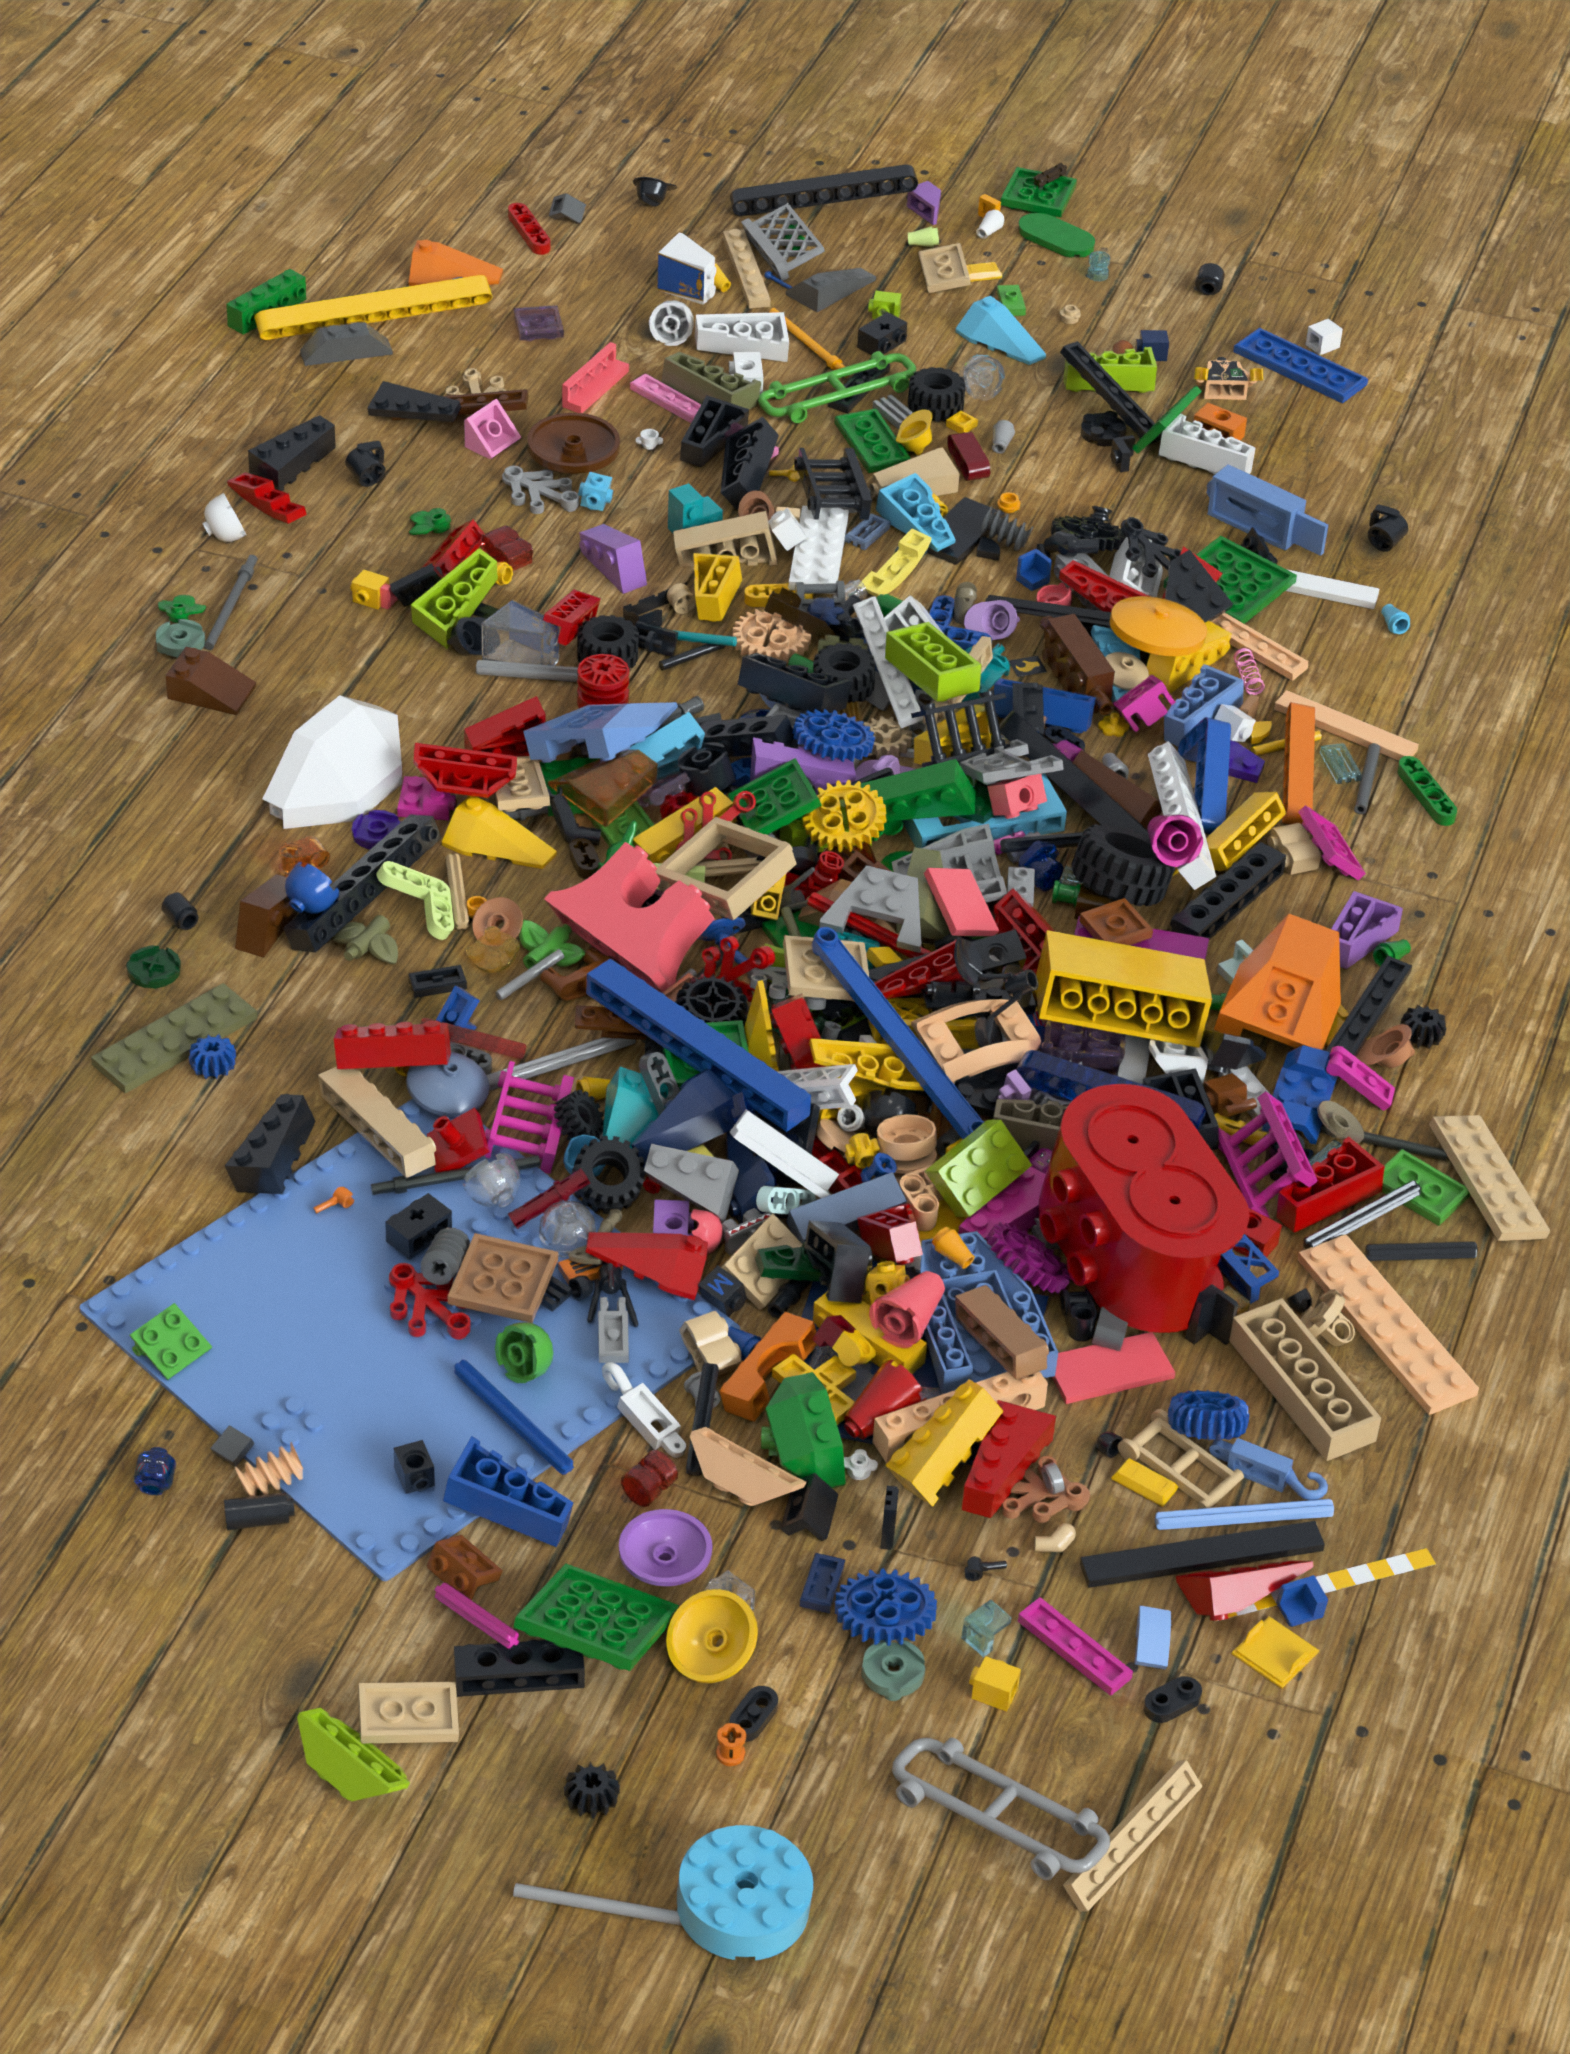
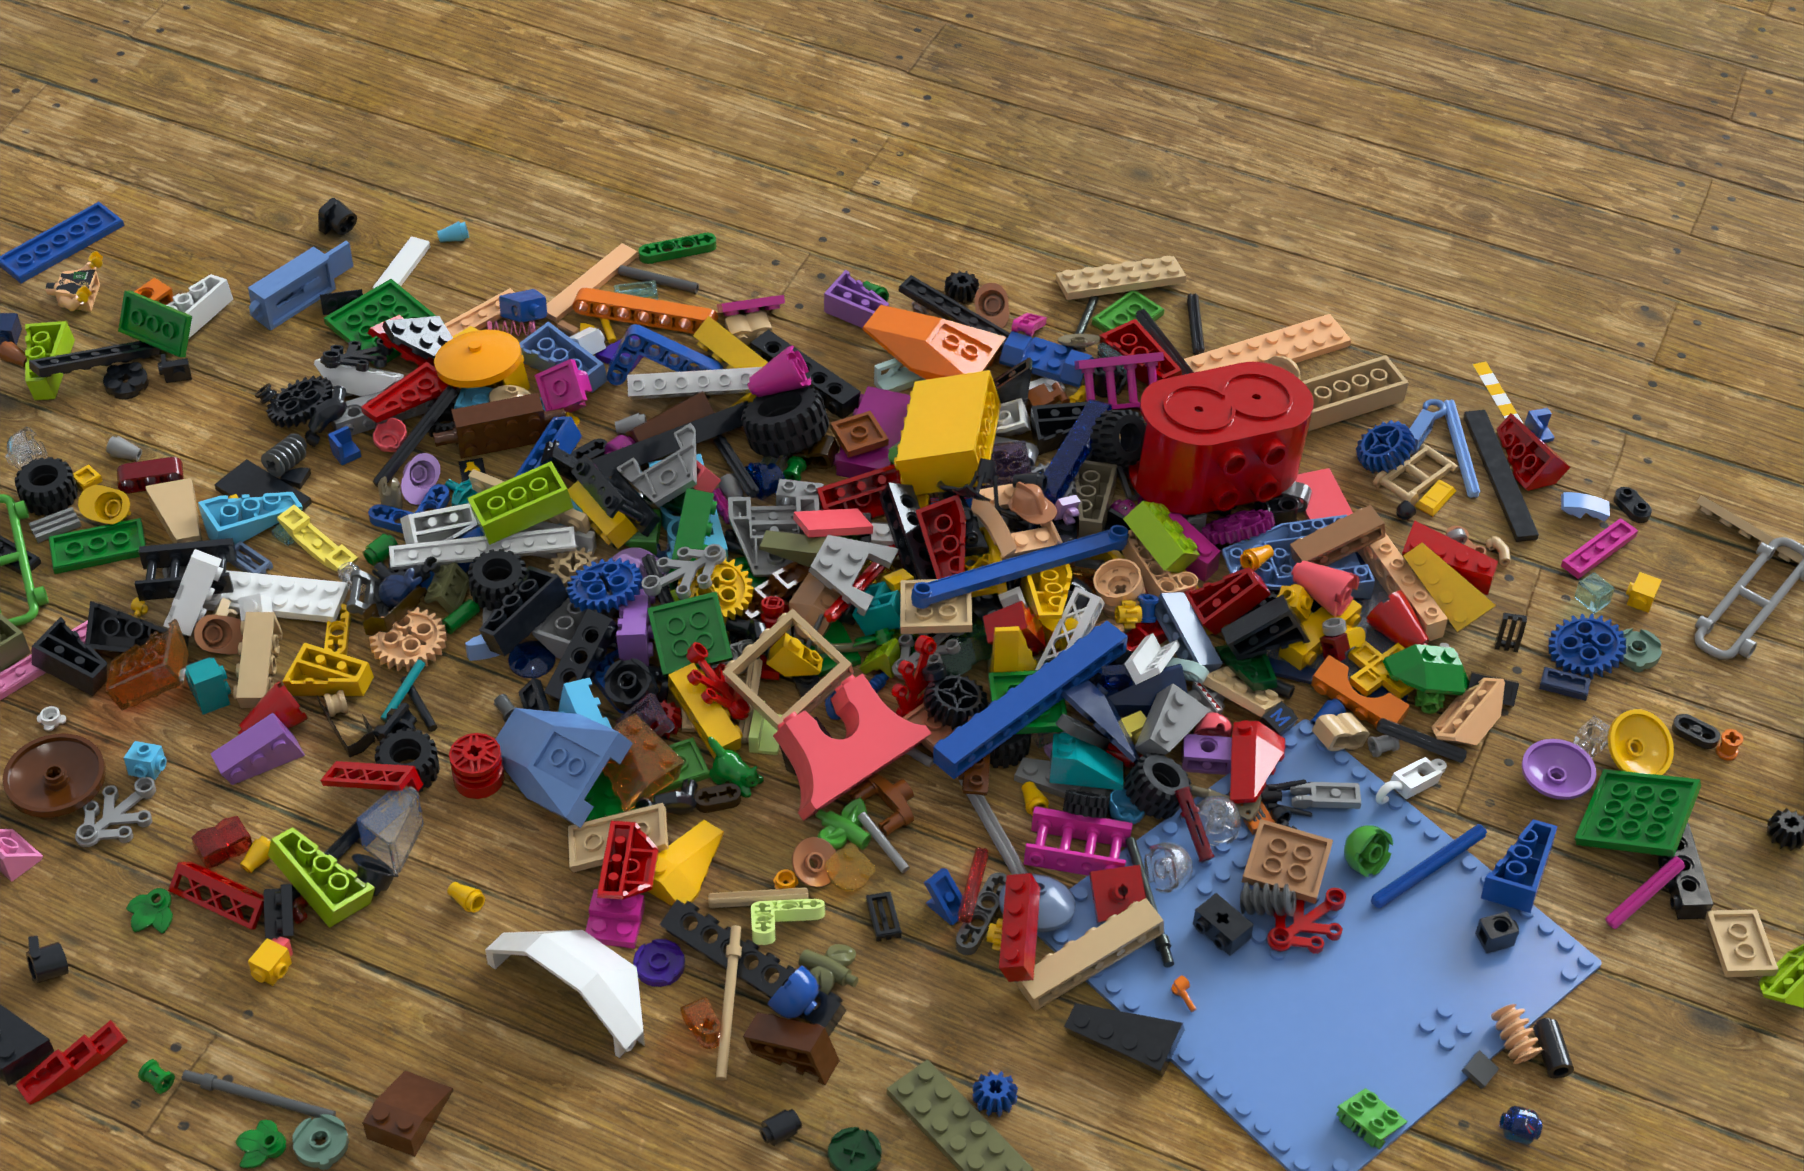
camera: 85 degrees left, 5 degrees up
(222, 520) = (117, 1098): white cylinder -> none
(247, 543) = (146, 1076): none -> green bush
(366, 855) = (733, 953): none -> tan bar
(447, 700) = (467, 897): none -> yellow cone
(462, 1565) = (1587, 905): dark orange bracket -> none
(504, 731) = (540, 845): red wedge -> none
(526, 670) = (430, 819): light grey axle -> none
(649, 1478) = (1489, 785): clear red wheel -> none
(665, 560) = (276, 701): none -> red cone
(704, 473) = (148, 669): none -> clear orange wedge
(737, 977) = (934, 672): none -> black tile
(791, 481) = (194, 590): none -> white wedge
(855, 1323) = (1334, 626): none -> light grey tile
(871, 795) = (709, 557): none -> light grey plant
(975, 1568) = (1534, 597): black hand -> none
(989, 1034) = (1031, 504): none -> nougat piece
(1008, 502) = (229, 455): light orange plate -> none
(1028, 1038) = (1032, 478): none -> black cone
(1275, 1651) = (1579, 449): yellow piece -> none
(1276, 670) = (529, 304): none -> blue torso
(1324, 336) = (28, 218): white brick -> none

